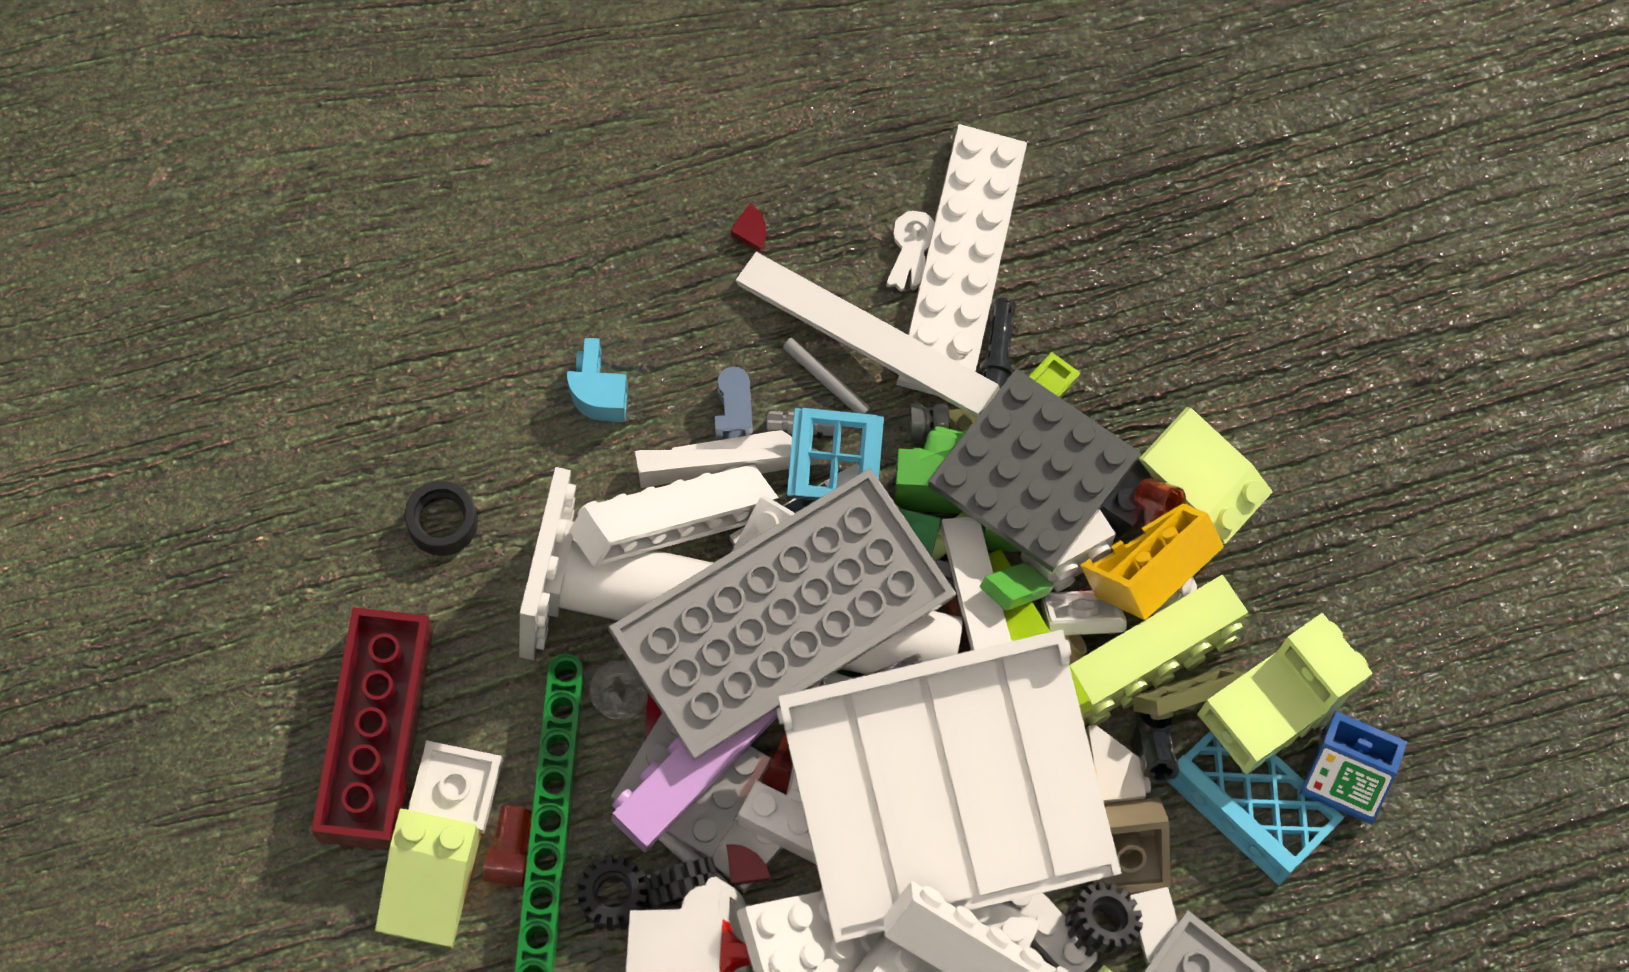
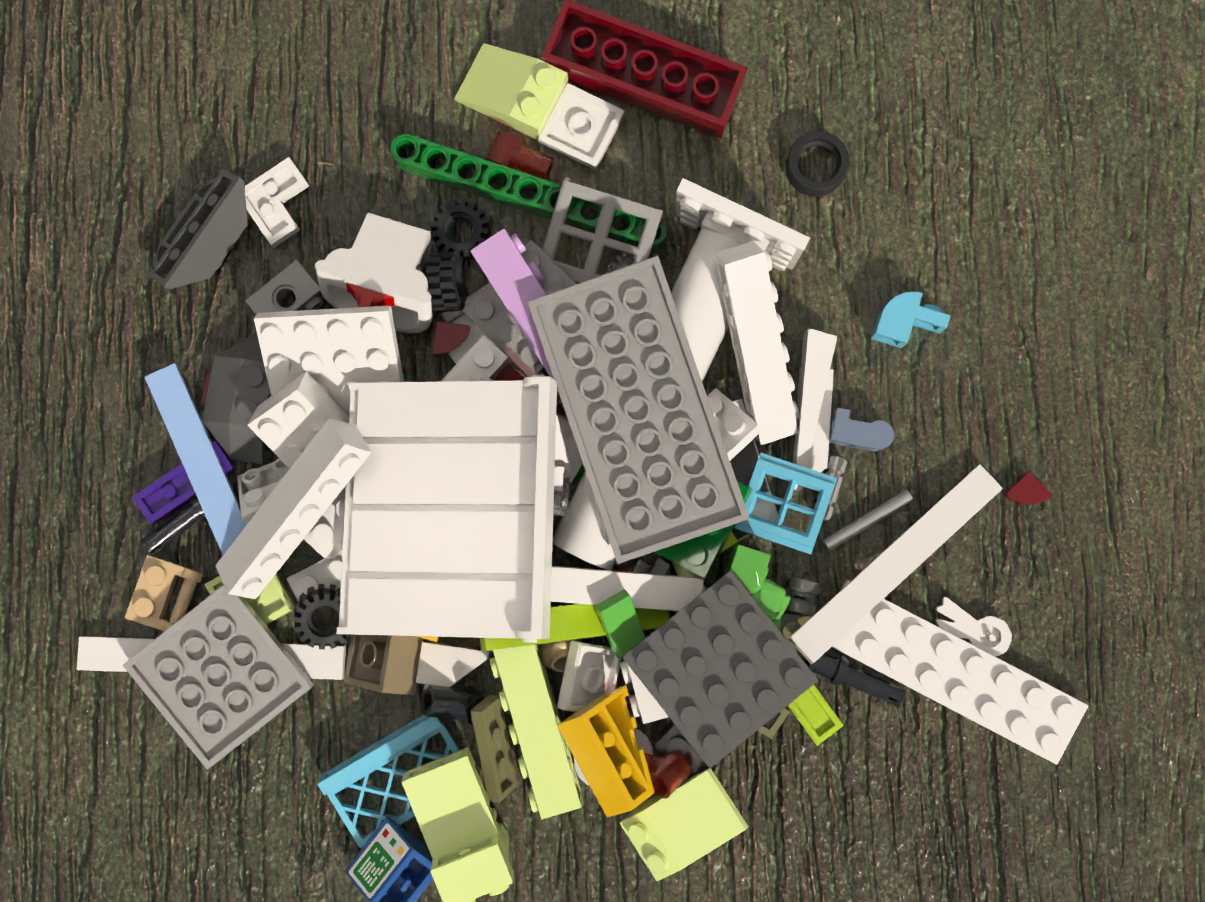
camera: 110 degrees right, 15 degrees up
(589, 723) = (599, 238): none -> light grey window

